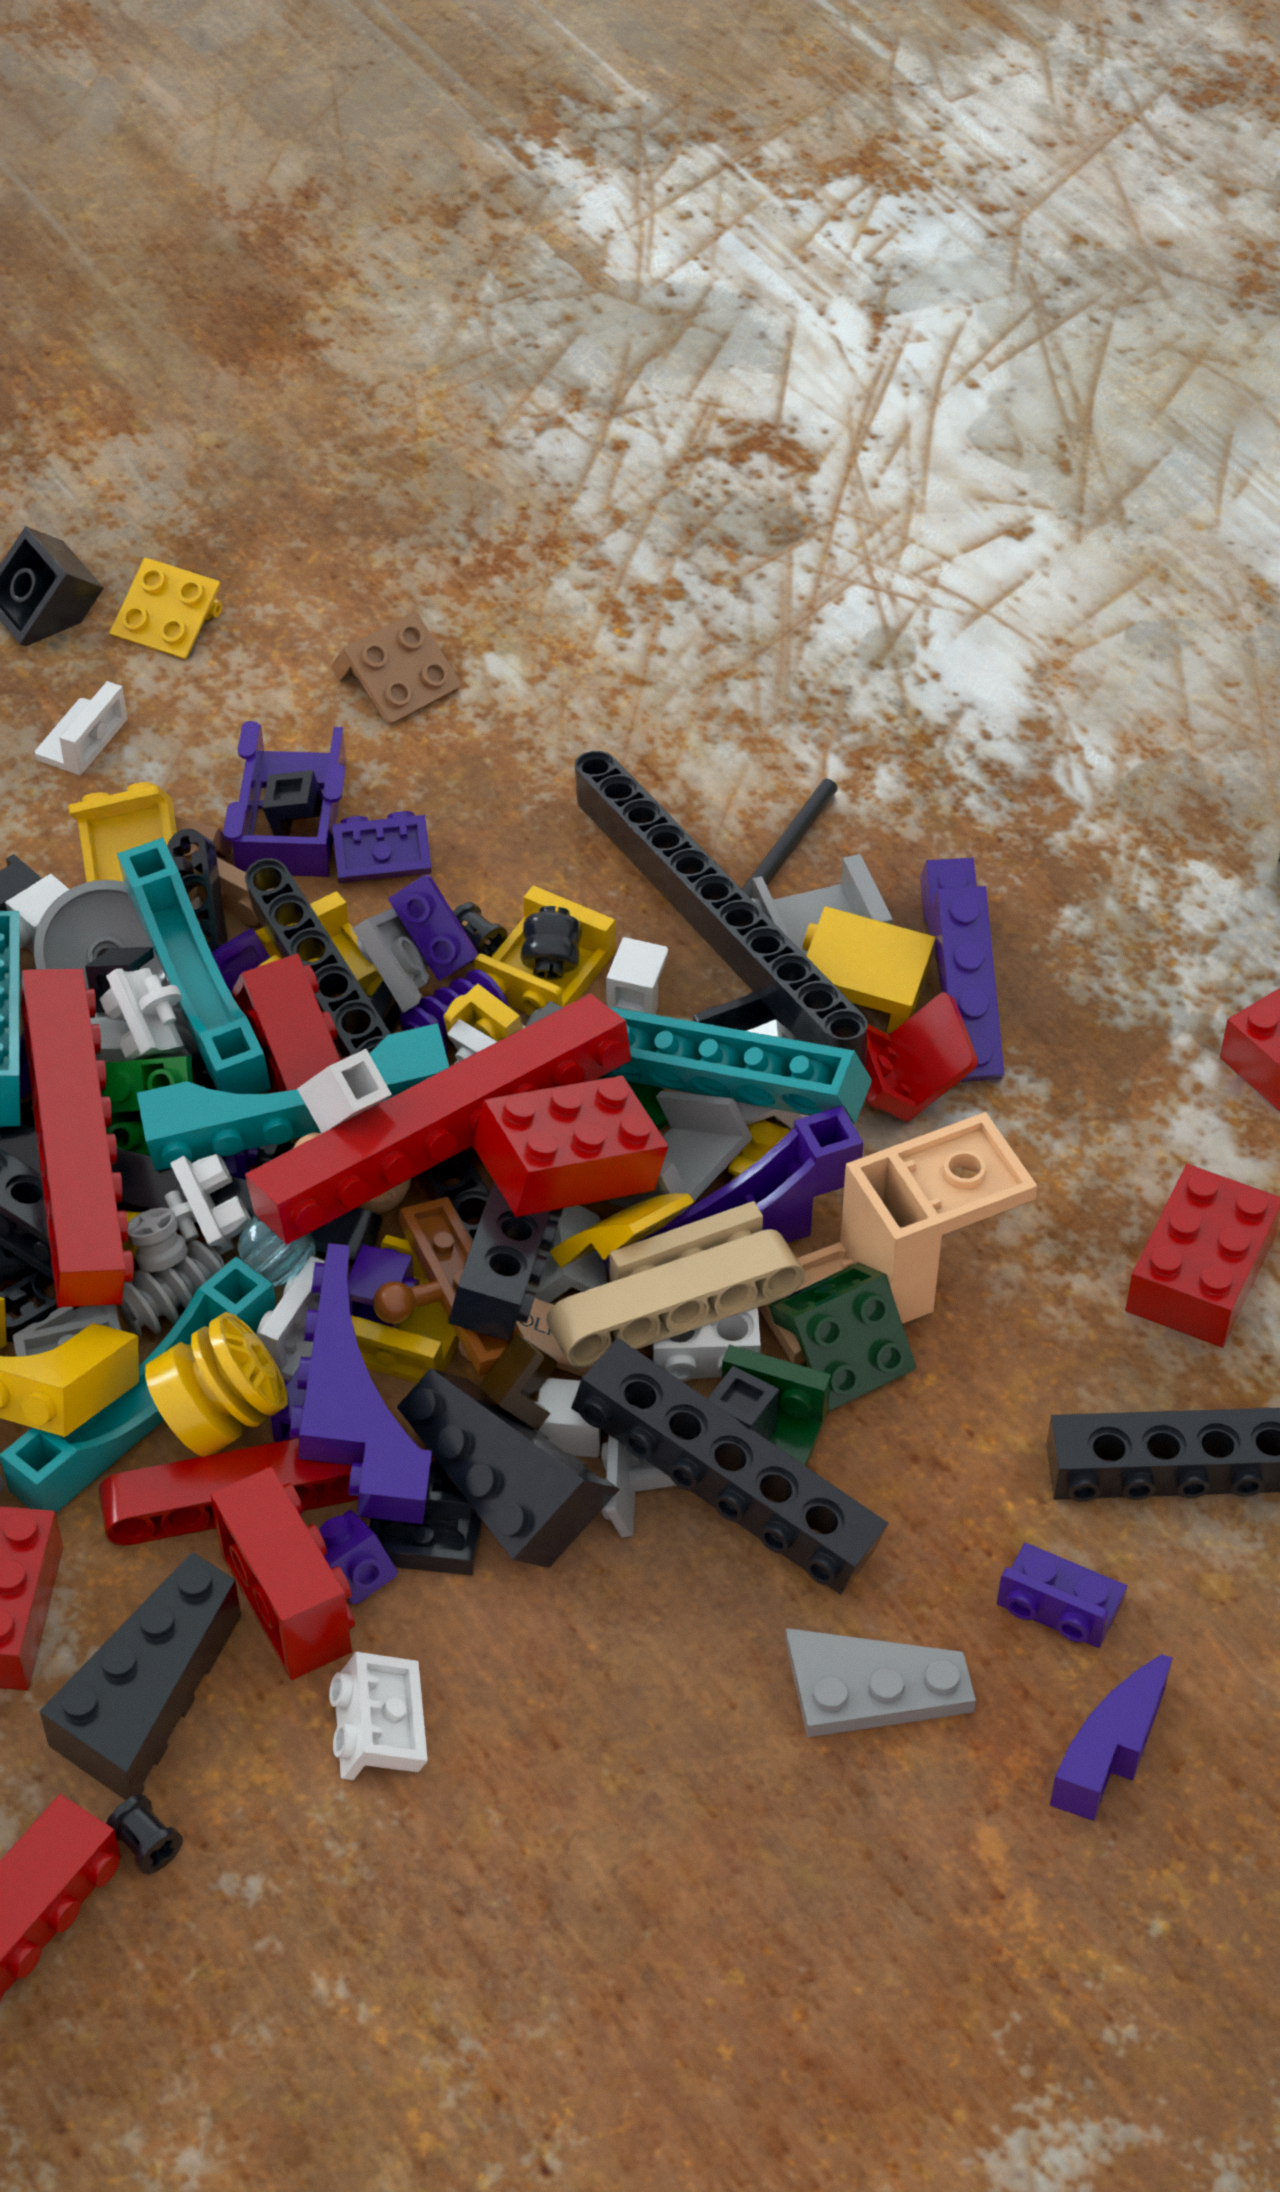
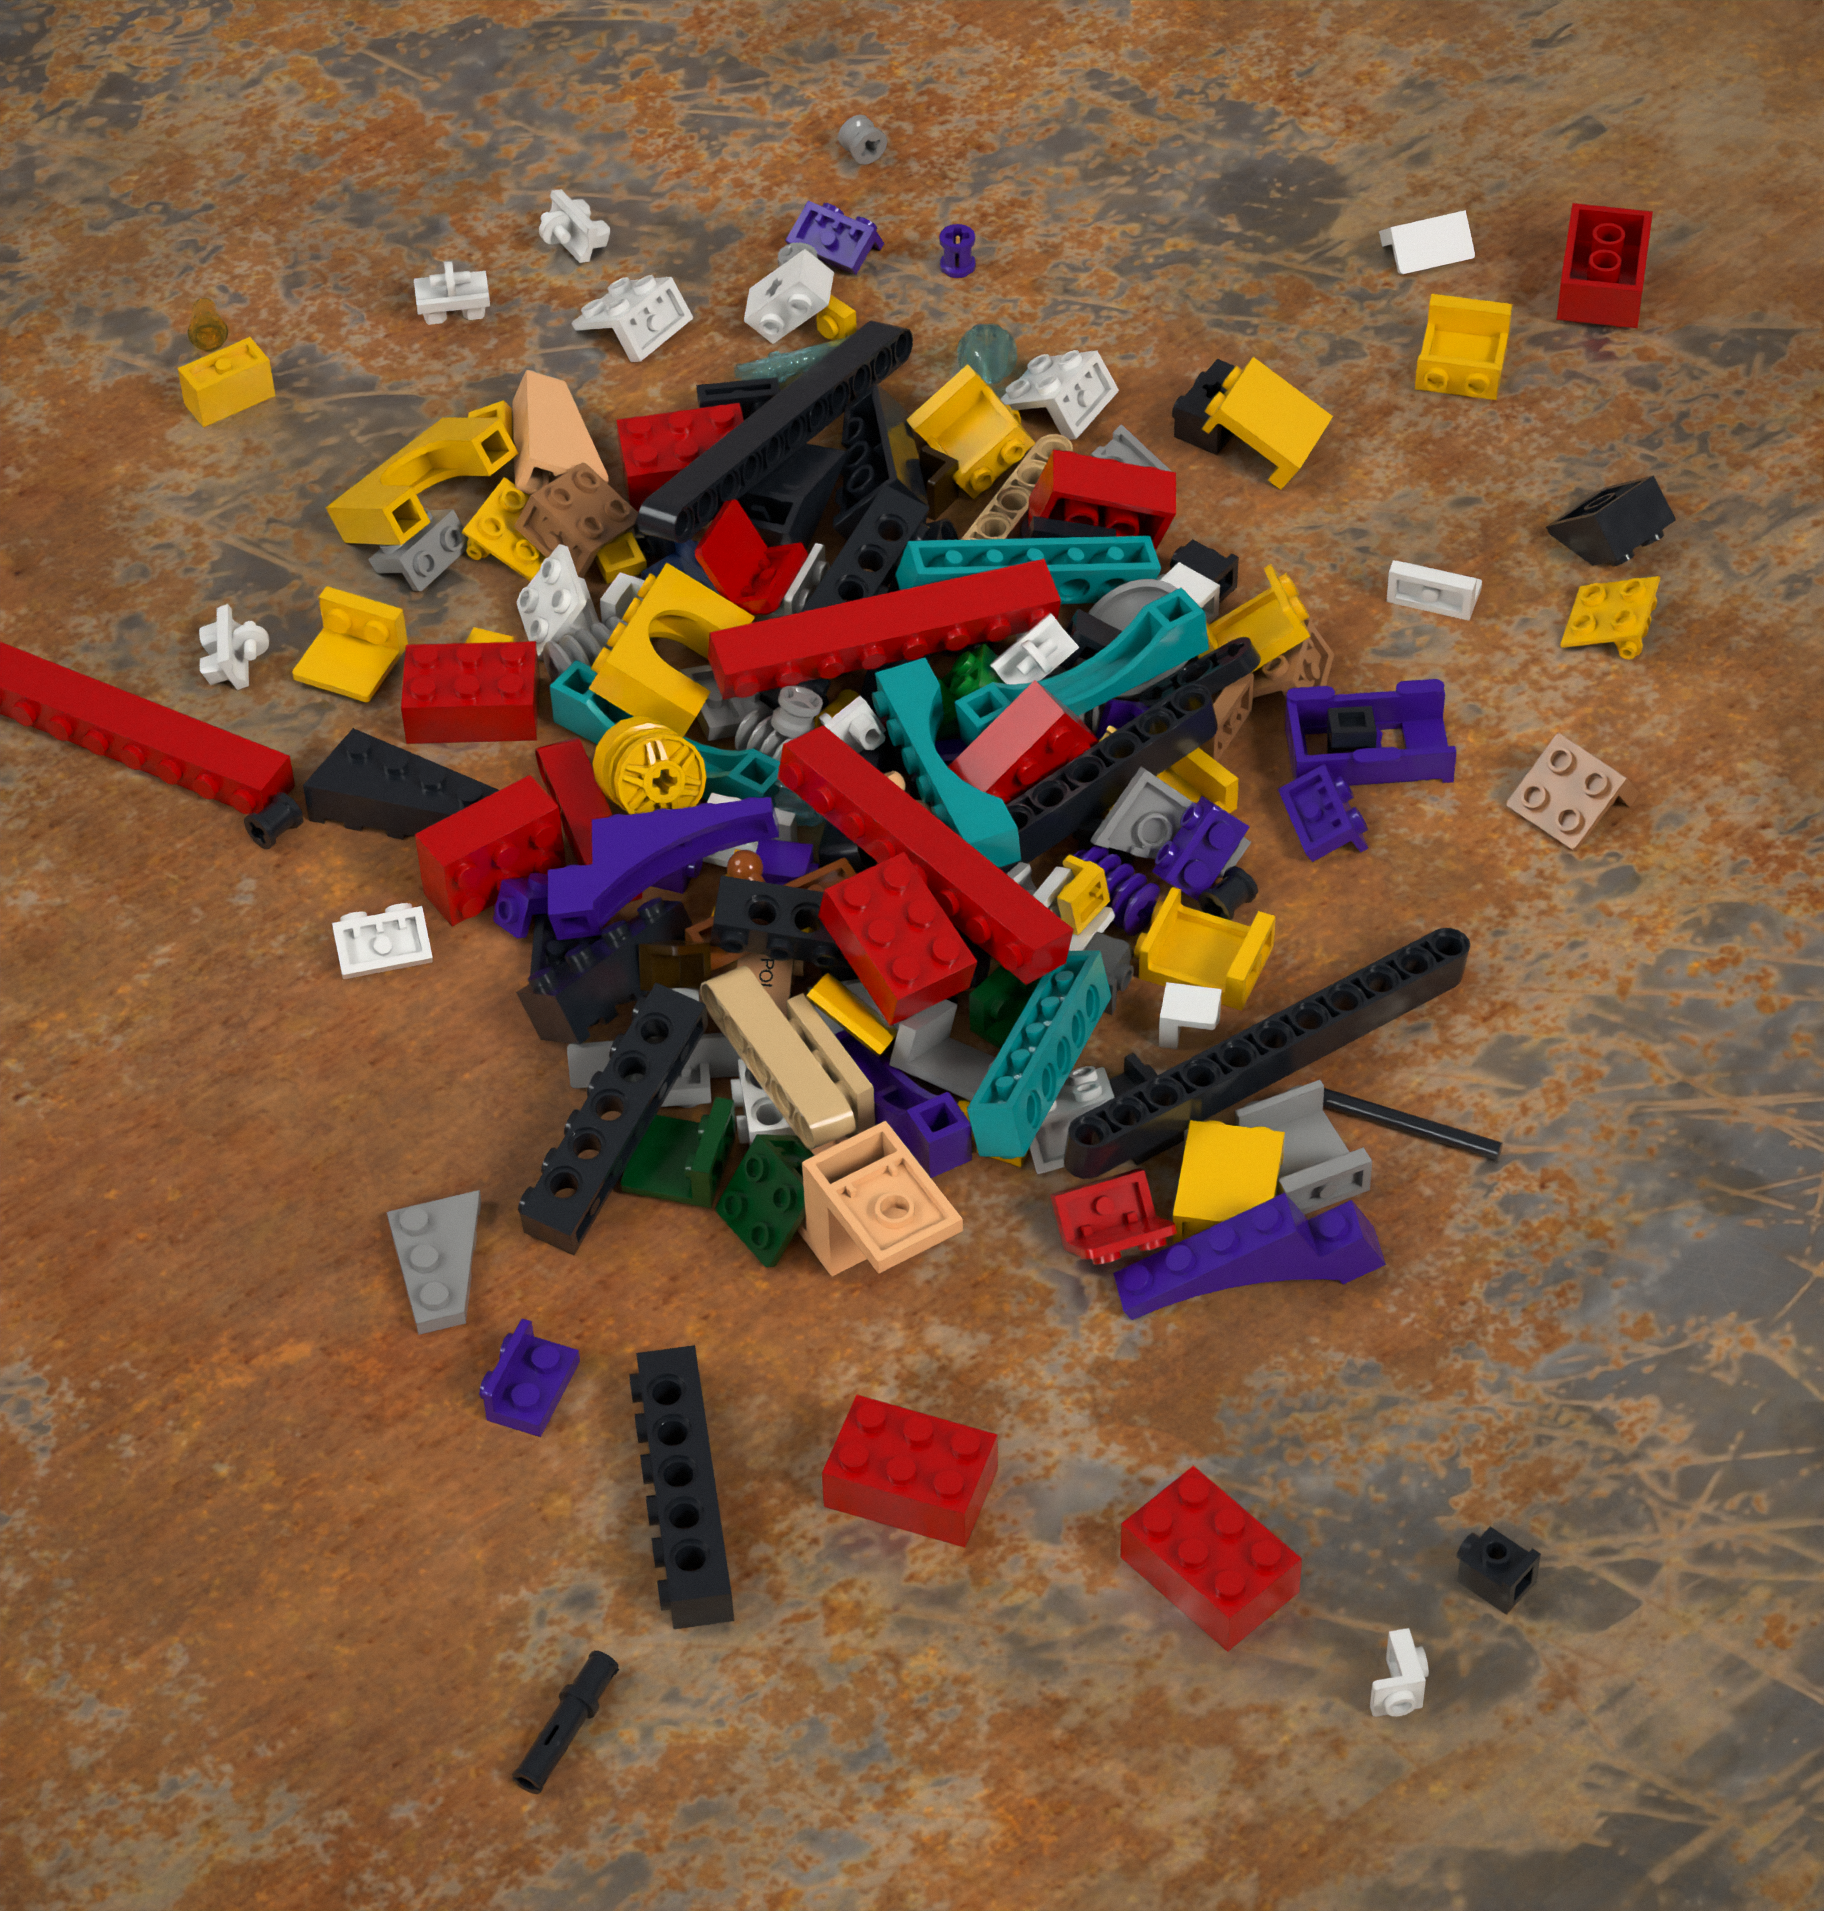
camera: 85 degrees right, 0 degrees up
(344, 1090) = (911, 767): white brick -> none
(551, 942) = (1207, 939): black piece -> none
(748, 1401) = (671, 1124): black panel -> none
(1111, 1740) = (380, 1417): dark purple slope -> none

